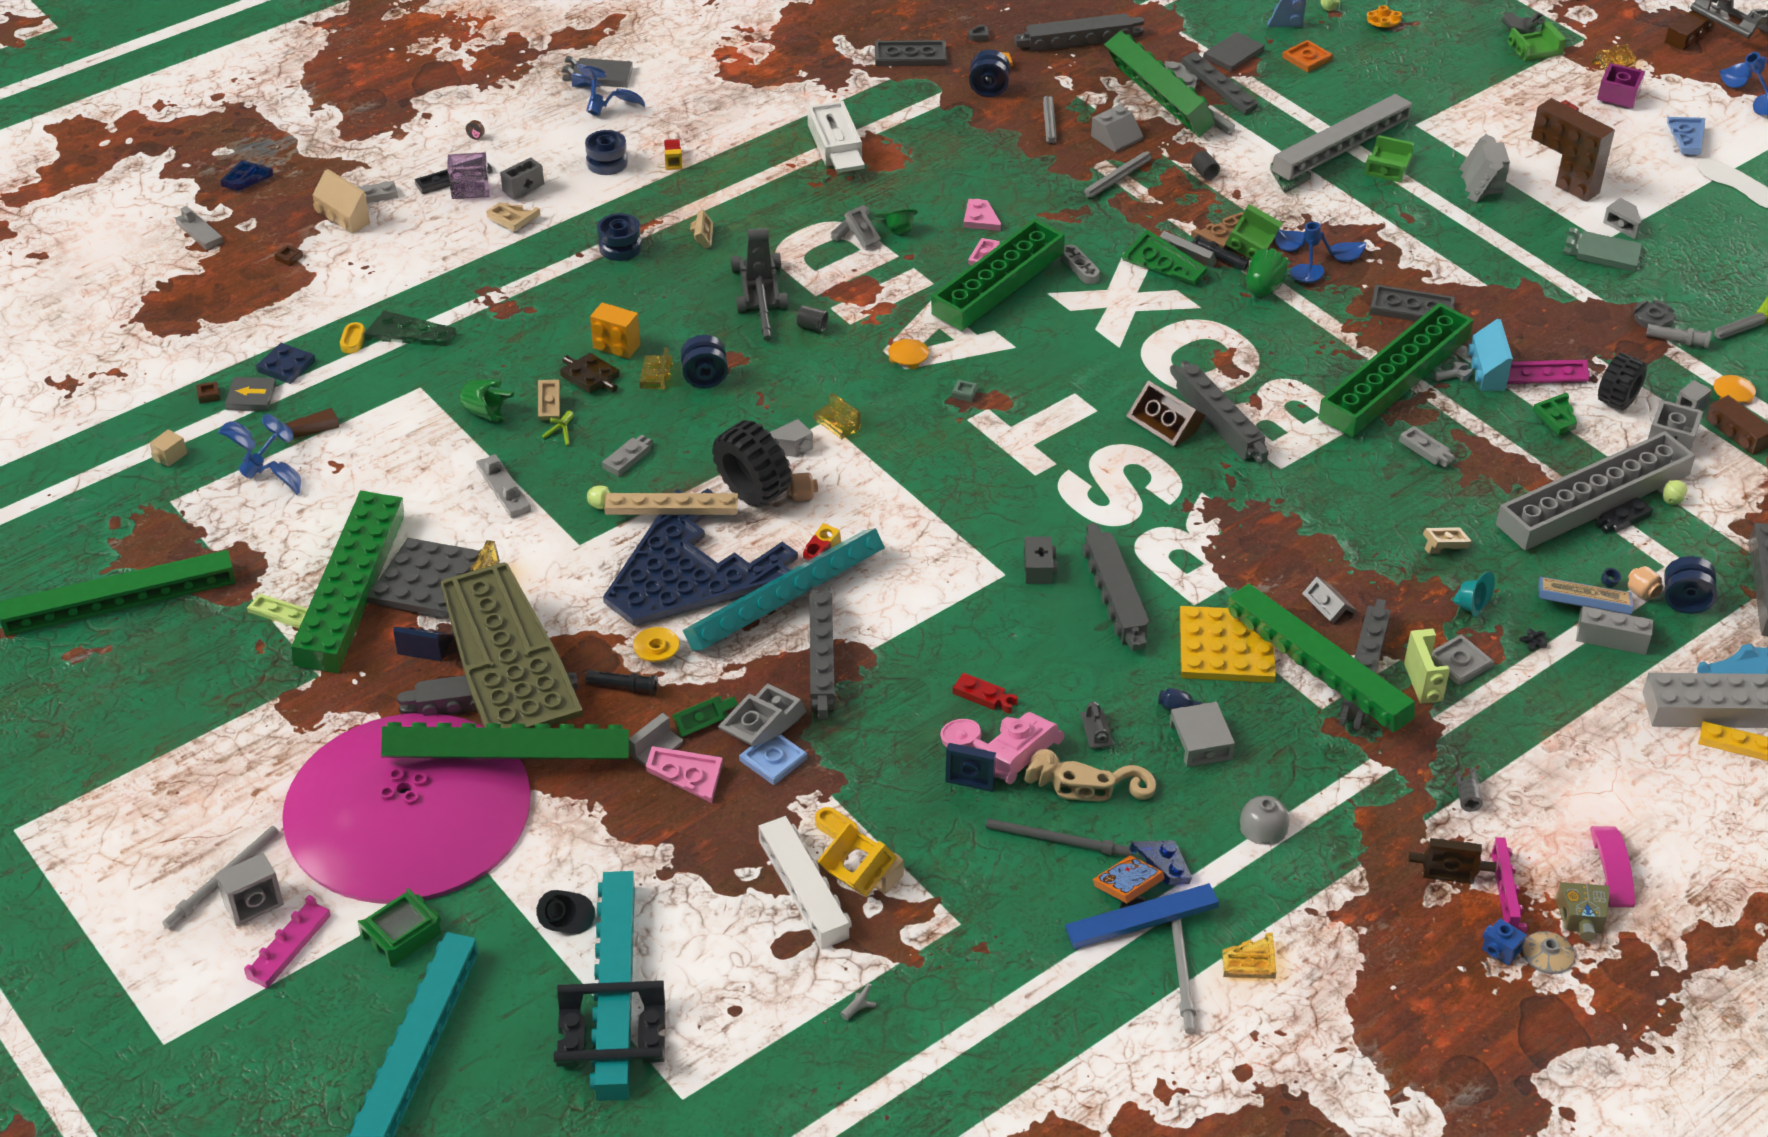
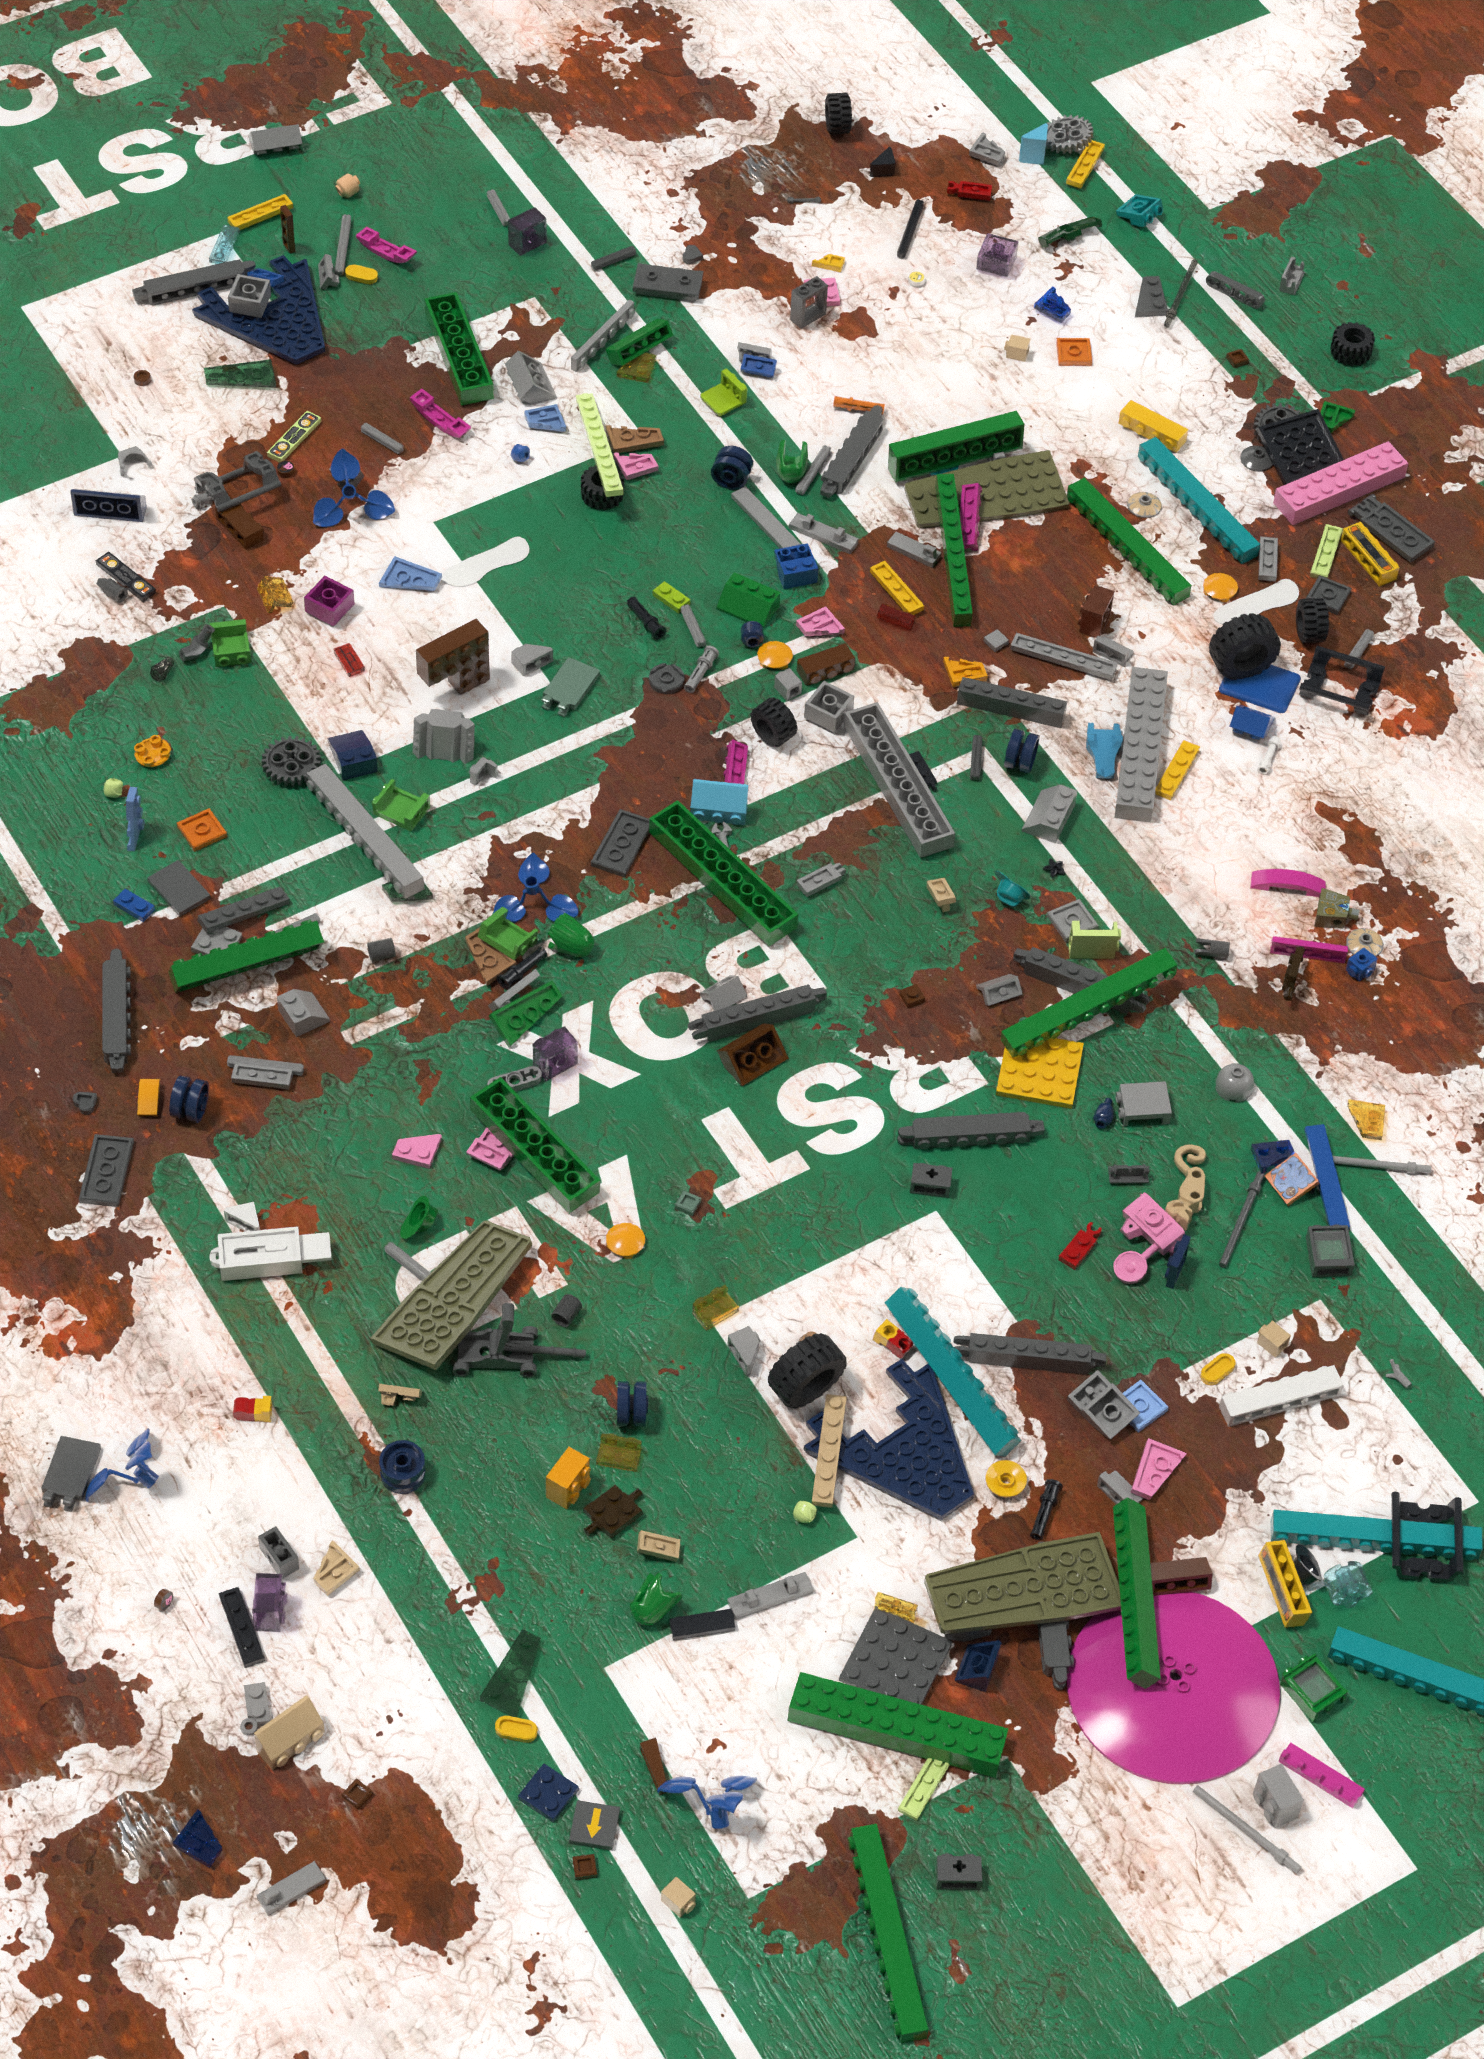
camera: 85 degrees left, 10 degrees up
(179, 639) = (950, 1879): none -> dark grey brick
(467, 441) = (702, 1624): none -> black tile
(525, 889) = (1285, 1583): none -> yellow brick
(534, 945) = (1347, 1584): none -> clear light blue brick
(540, 793) = (1181, 1576): none -> reddish brown brick
(562, 423) = (688, 1538): lime plant -> none
(606, 152) = (244, 1469): dark blue wheel -> none
(627, 455) = (740, 1487): light grey hinge -> none
(702, 714) = (1092, 1449): green hinge -> none
(817, 246) = (453, 1296): none -> olive wing
(862, 227) = (429, 1249): light grey hinge -> none
(869, 871) = (1296, 1351): yellow panel -> none
(874, 126) = (242, 1217): none -> white slope
(1029, 921) = (1329, 1251): none -> window
(1035, 117) = (262, 1075): none -> light grey plate
(1113, 275) = (555, 1053): none -> clear purple brick
(1117, 174) = (375, 1024): light grey axle -> none
(1204, 31) = (134, 905): none -> blue plate
(1239, 390) = (724, 992): none -> light grey panel
(1293, 532) = (912, 996): none -> reddish brown plate
(1419, 89) = (290, 760): none -> dark grey gear
(1437, 125) = (353, 754): none -> dark blue slope
(1457, 201) = (482, 768): none -> light grey bracket
(1485, 10) = (161, 669): none -> clear smoke cone
(1557, 413) = (791, 779): green wing -> none
(1585, 595) = (1016, 821): tile -> none
(1614, 574) = (995, 800): dark blue hinge -> none
(1645, 583) = (1007, 779): light nougat head -> none
(1662, 559) = (976, 757): none -> dark grey axle
(1674, 492) = (903, 730): yellowish green piece -> none
(1724, 294) = (650, 622): none -> black pin
(1750, 364) = (752, 634): none -> dark blue head

